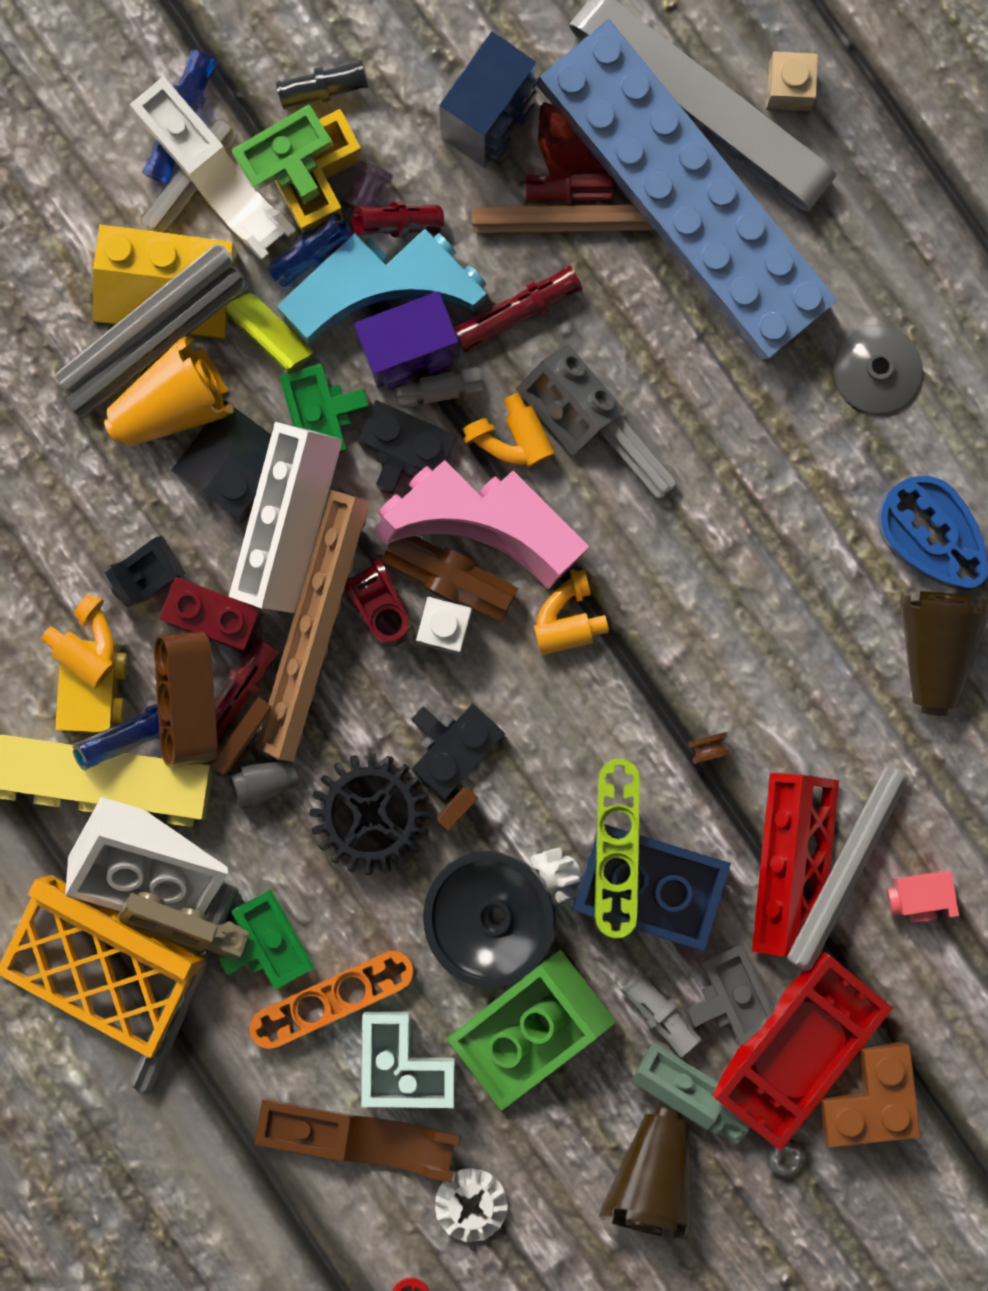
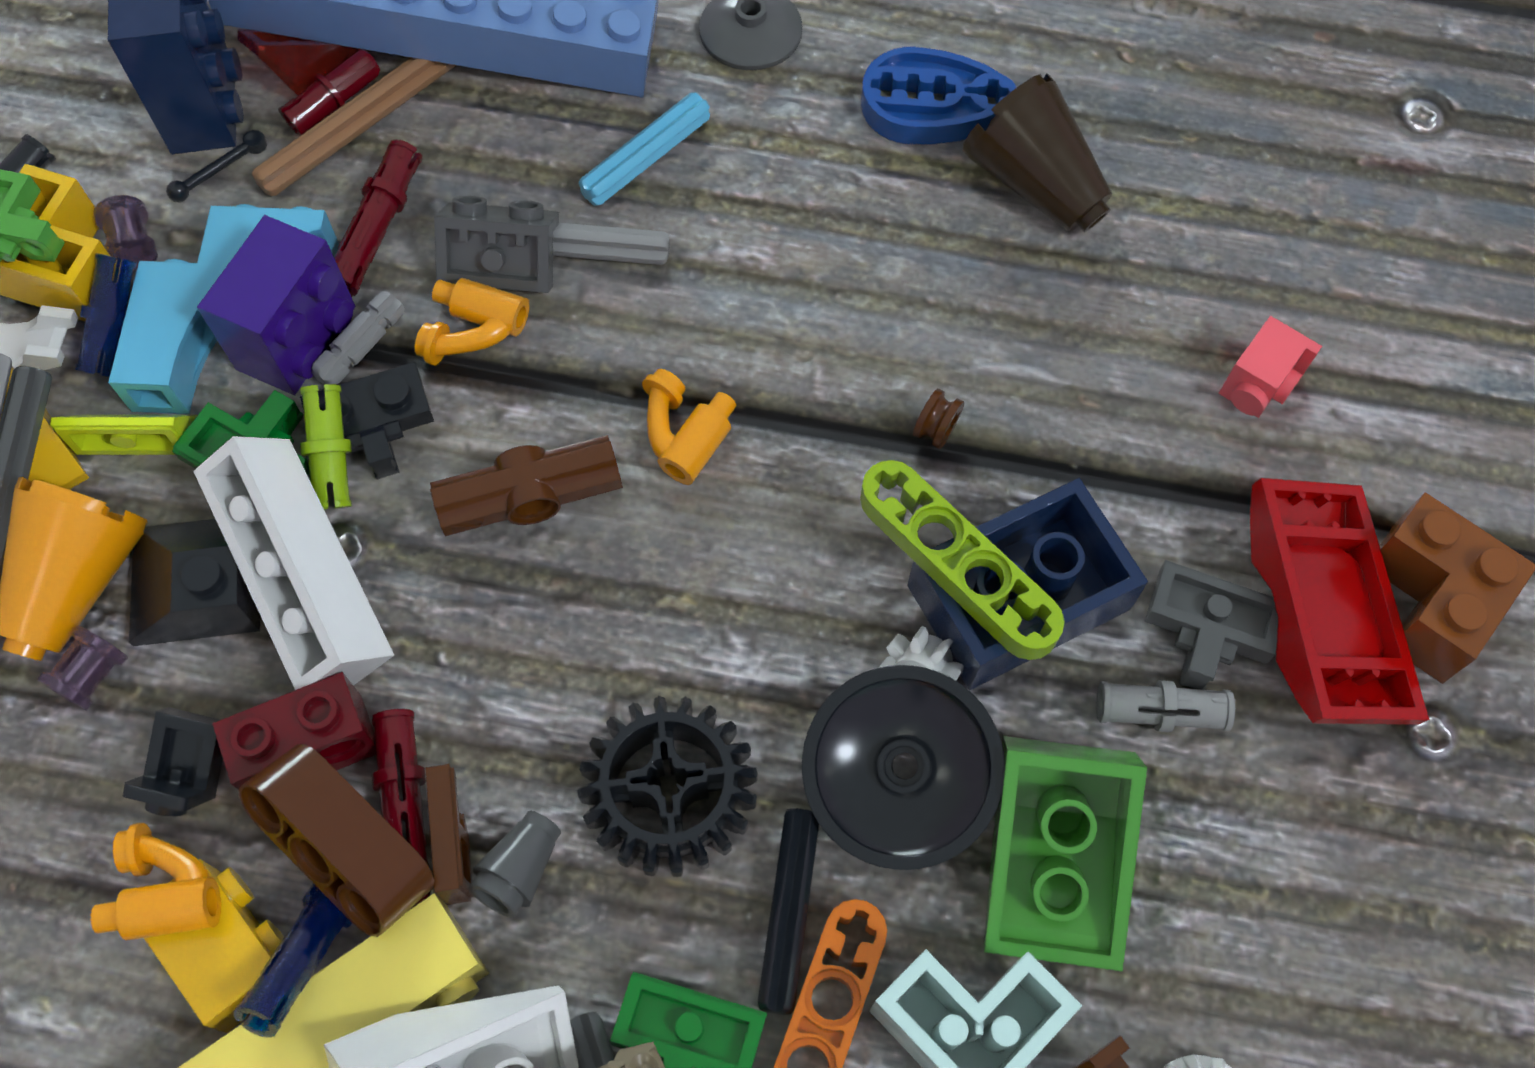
camera: 45 degrees left, 20 degrees down
(136, 469) = (82, 668): none -> clear purple bush
(312, 625) = (424, 650): medium nougat plate -> none
(362, 452) = (326, 444): none -> lime pin
(372, 930) = (788, 912): none -> black axle
(375, 596) = (468, 567): dark red piece -> none
(397, 219) = (172, 226): dark red pin -> none
(444, 626) = (566, 531): white brick -> none
(453, 746) = (687, 643): black hinge -> none
(457, 808) = (754, 694): reddish brown tile -> none
(495, 177) = (253, 142): none -> black hinge
(500, 515) = (521, 388): bright pink arch -> none
(653, 1178) = (1356, 876): dark brown cone -> none
(687, 1092) = (1281, 753): sand green hinge -> none
(721, 406) = (644, 149): none -> medium azure axle
(786, 858) = (1127, 454): red fence -> none
(847, 868) = (1183, 409): light grey axle -> none

